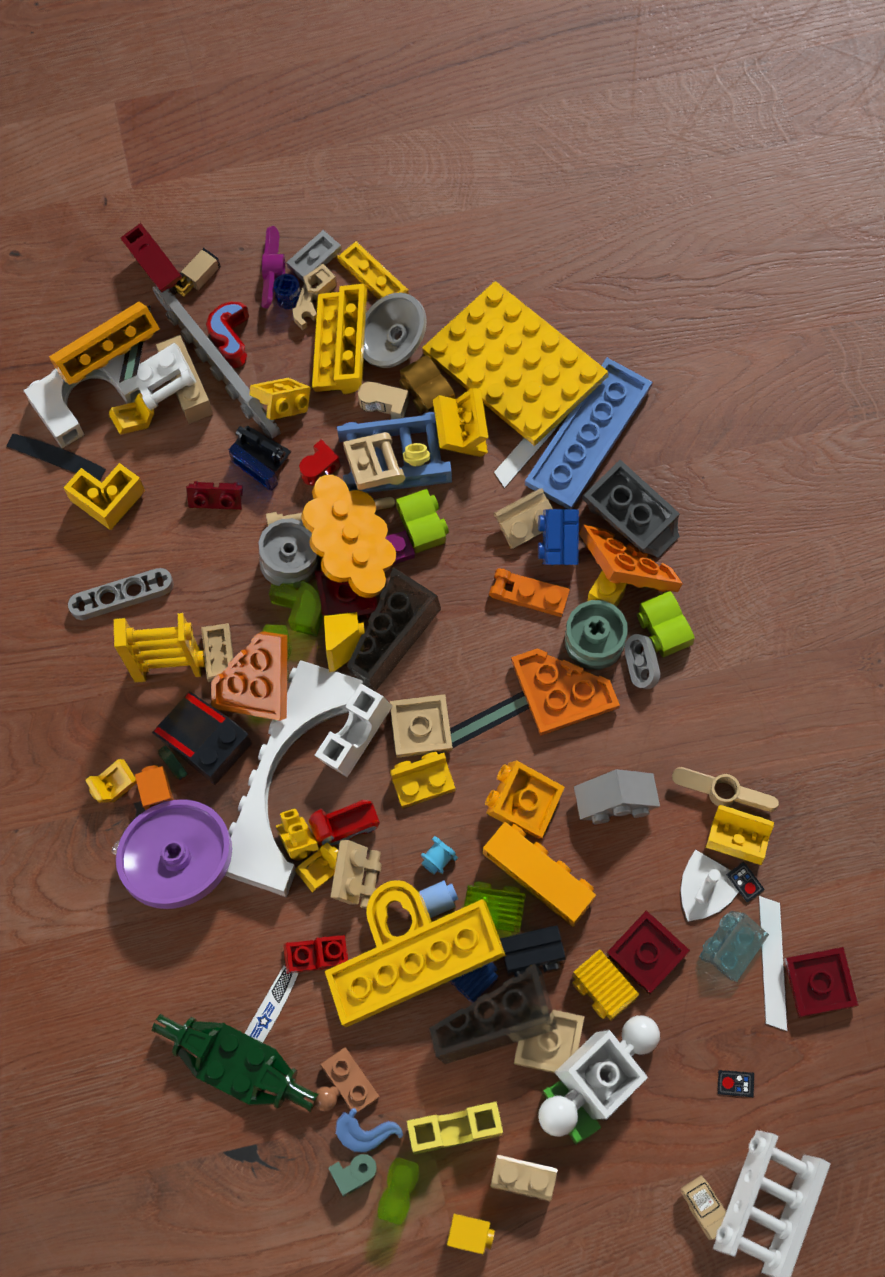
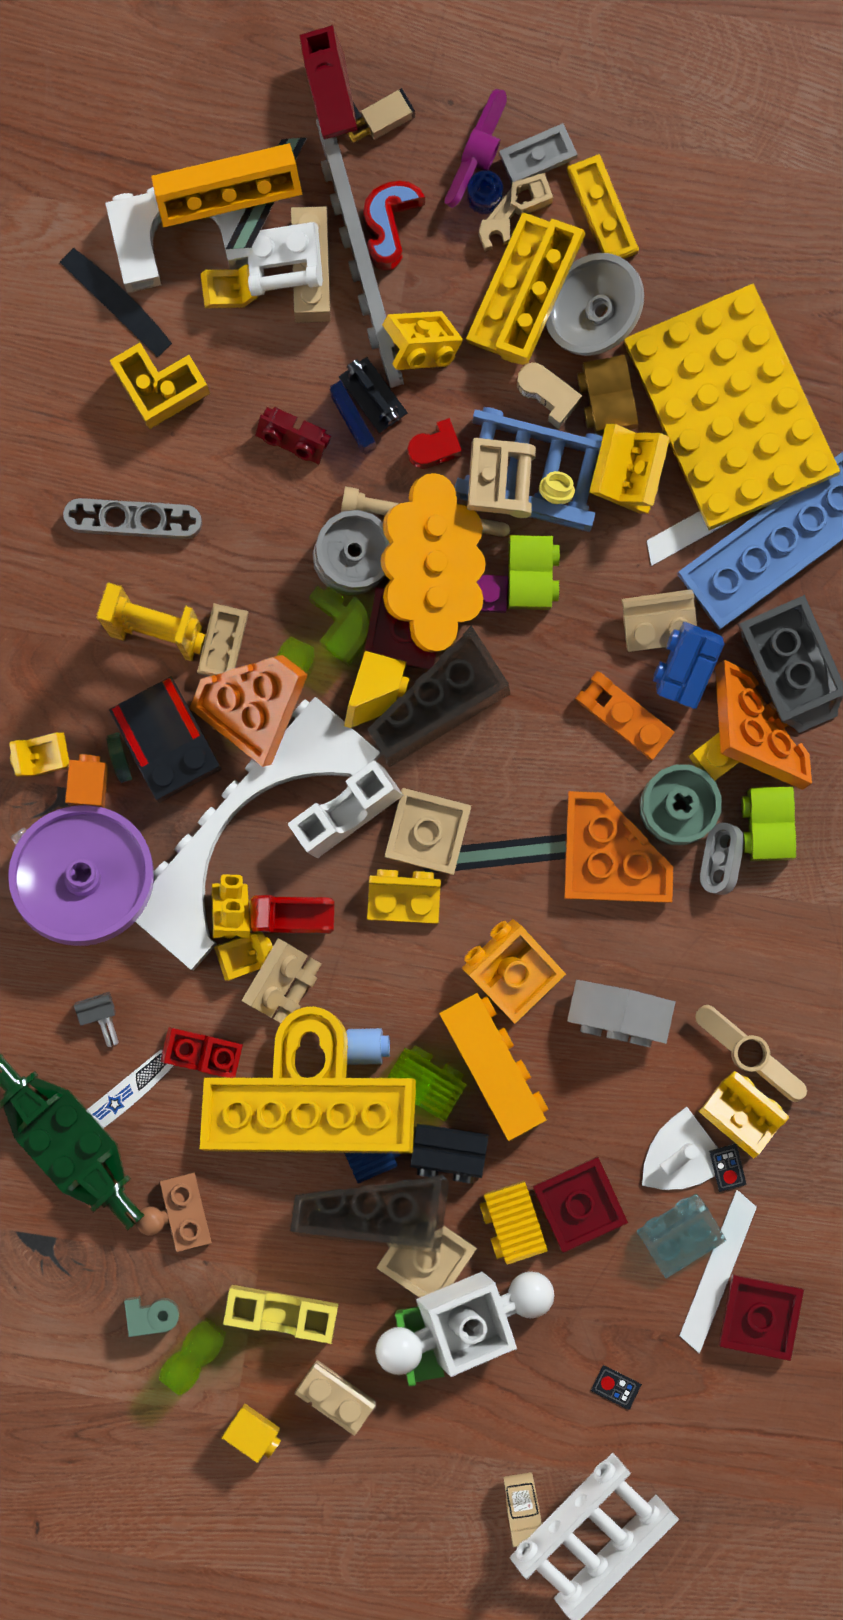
camera: 15 degrees right, 15 degrees up
(225, 952) = (99, 1009): none -> dark grey piece
(363, 1141) = (169, 1280): medium blue piece -> none
(438, 856) = (384, 997): medium azure brick -> none

